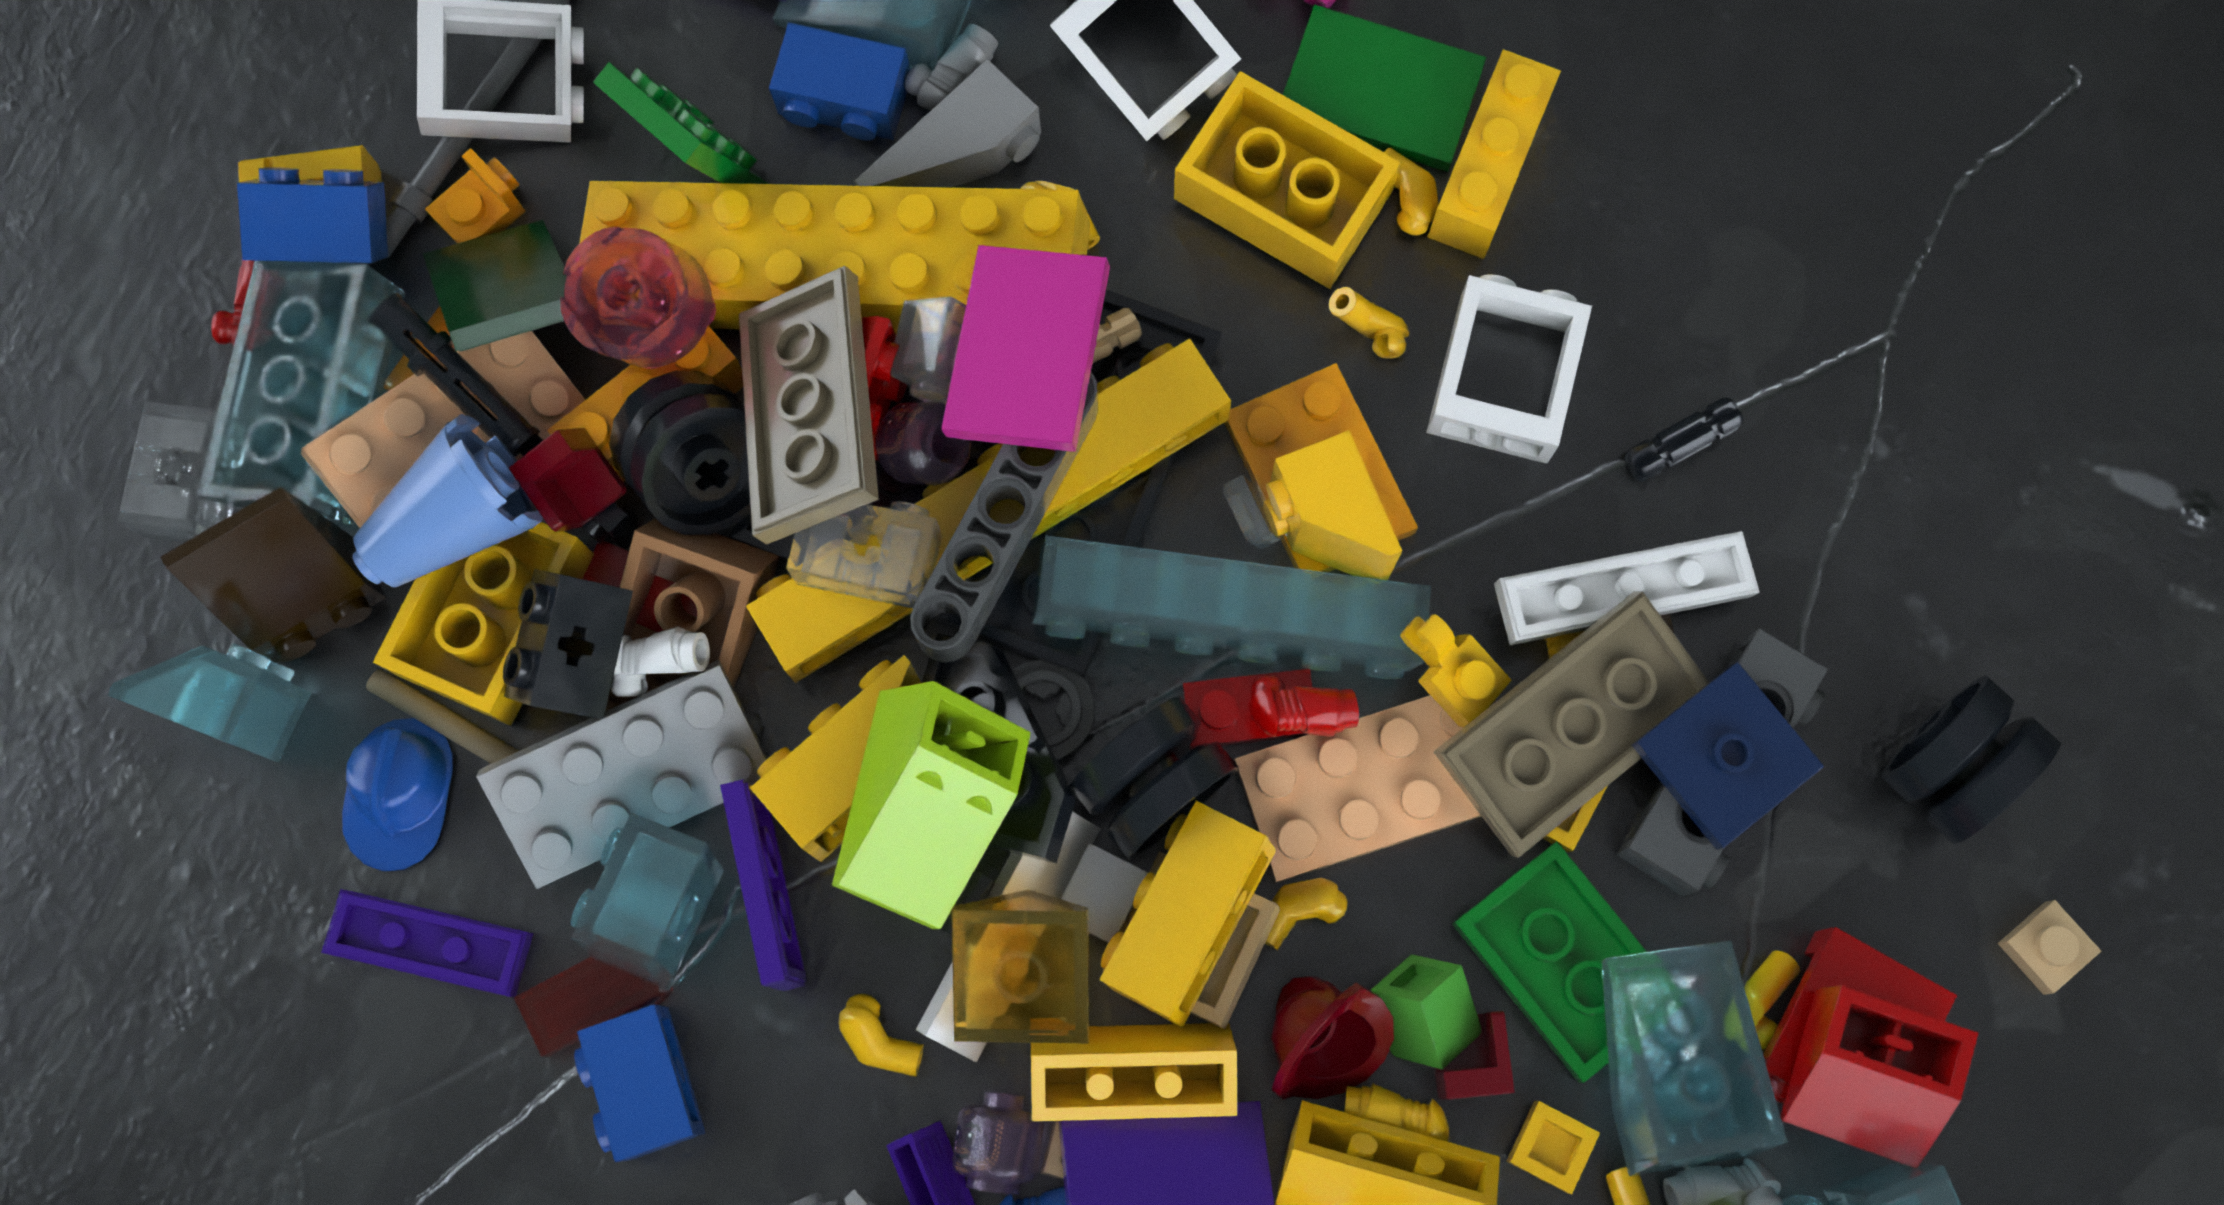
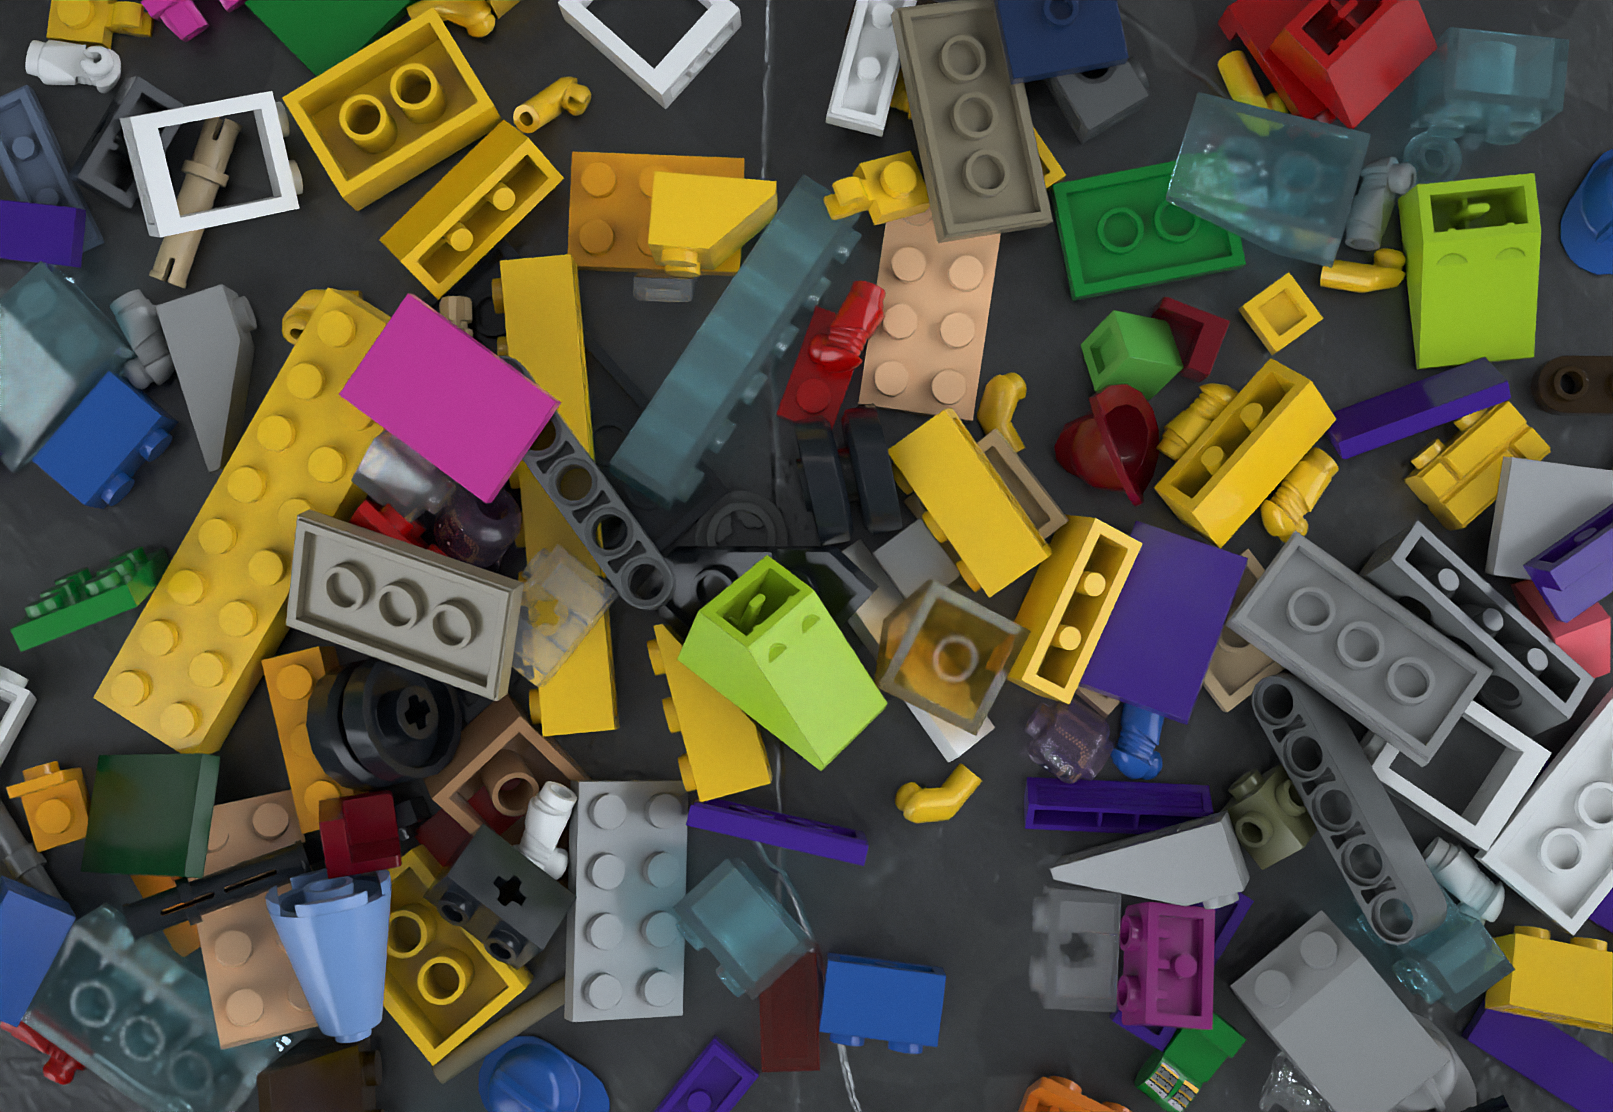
camera: 65 degrees left, 10 degrees up
(610, 318) = (214, 731): clear pink brick -> none
(1115, 49) = (197, 194): none -> tan pin
(1228, 295) = (471, 208): none -> yellow brick

